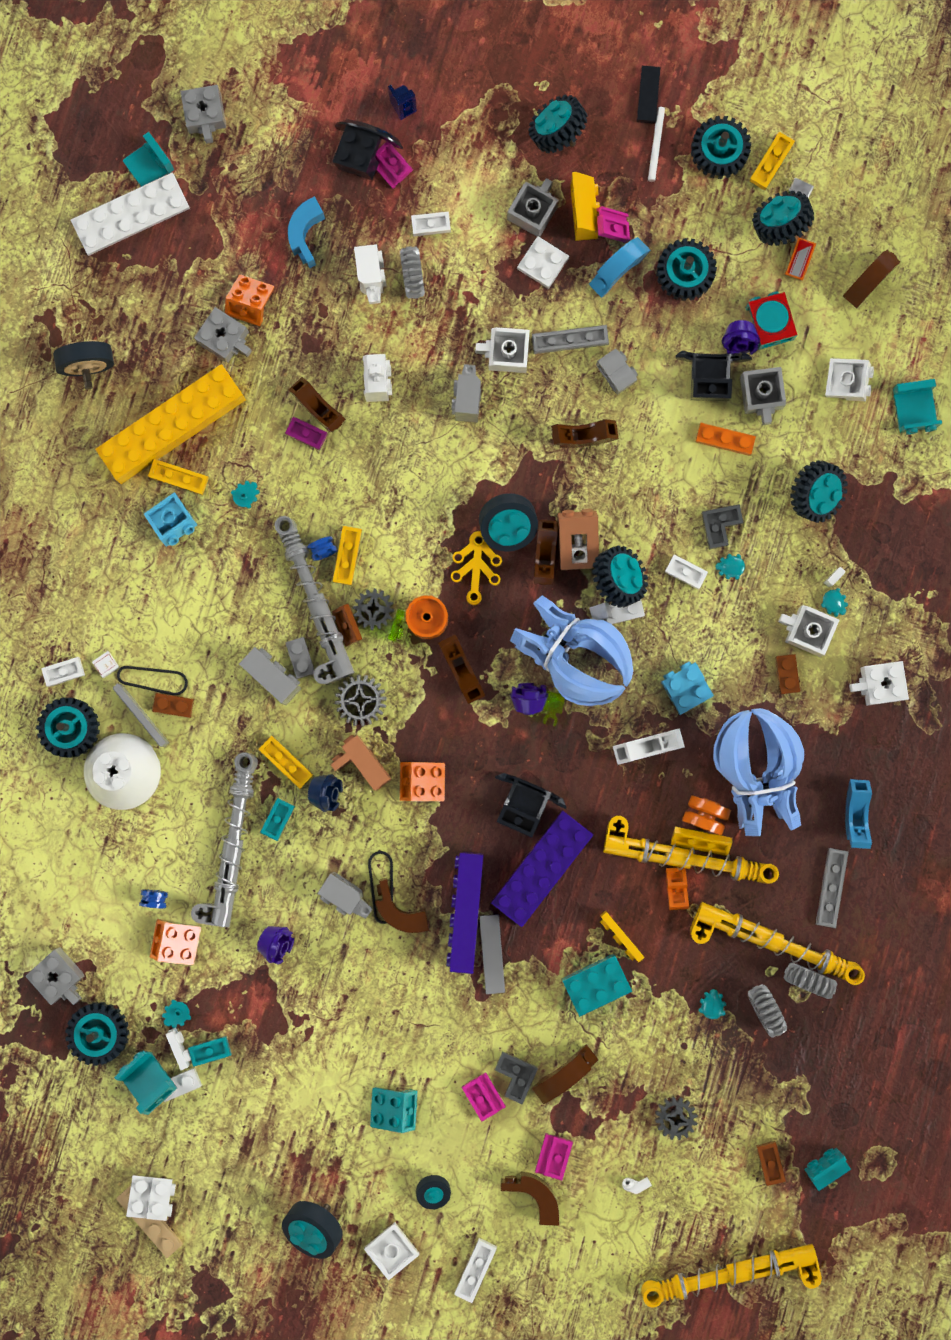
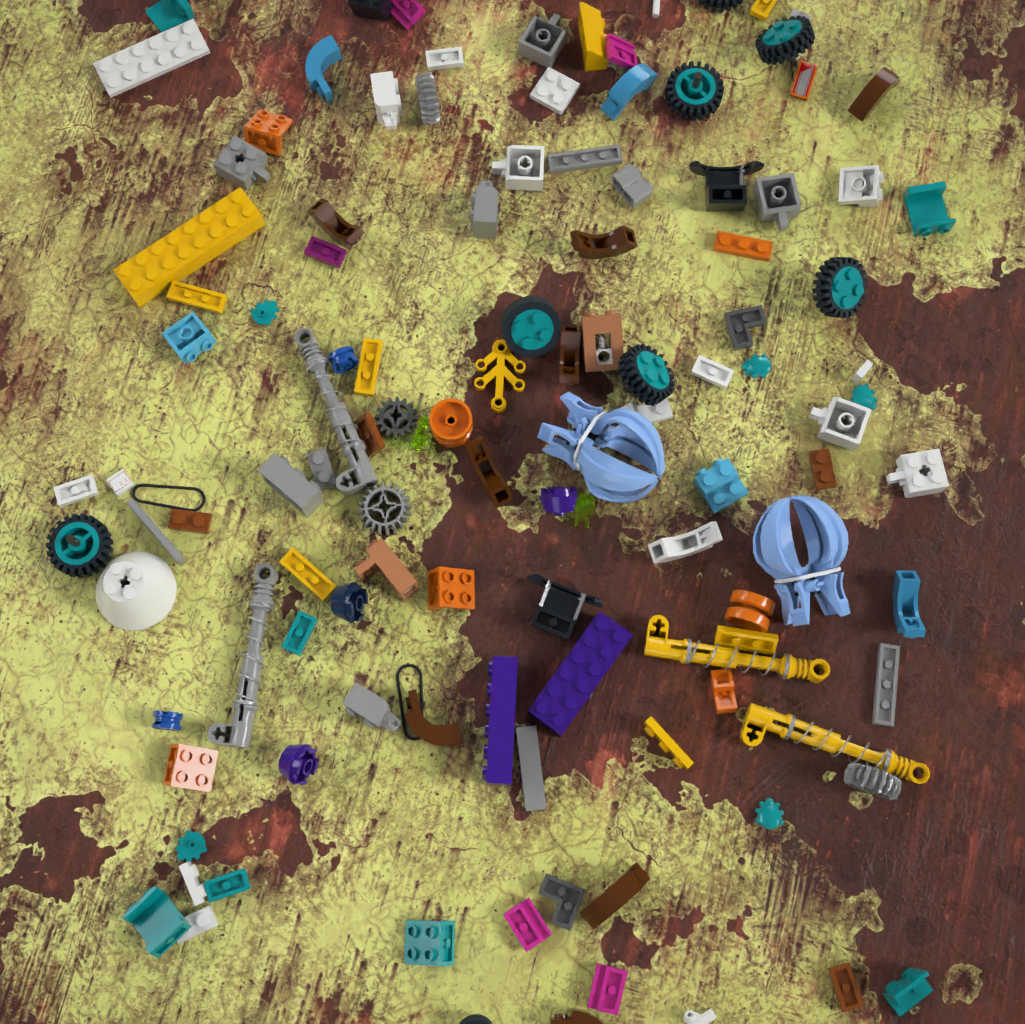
camera: 10 degrees left, 10 degrees down
(65, 985) = (70, 818): light grey hinge -> none
(83, 359) = (102, 185): black wheel -> none
(97, 1033) = (104, 869): wheel -> none
(376, 379) = (395, 196): white hinge -> none
(596, 985) = (644, 796): teal brick -> none
(683, 1121) = (739, 929): dark grey gear -> none
(741, 337) = (751, 148): dark purple cone -> none
(767, 1010) = (829, 815): light grey gear -> none
(772, 319) = (781, 134): panel -> none

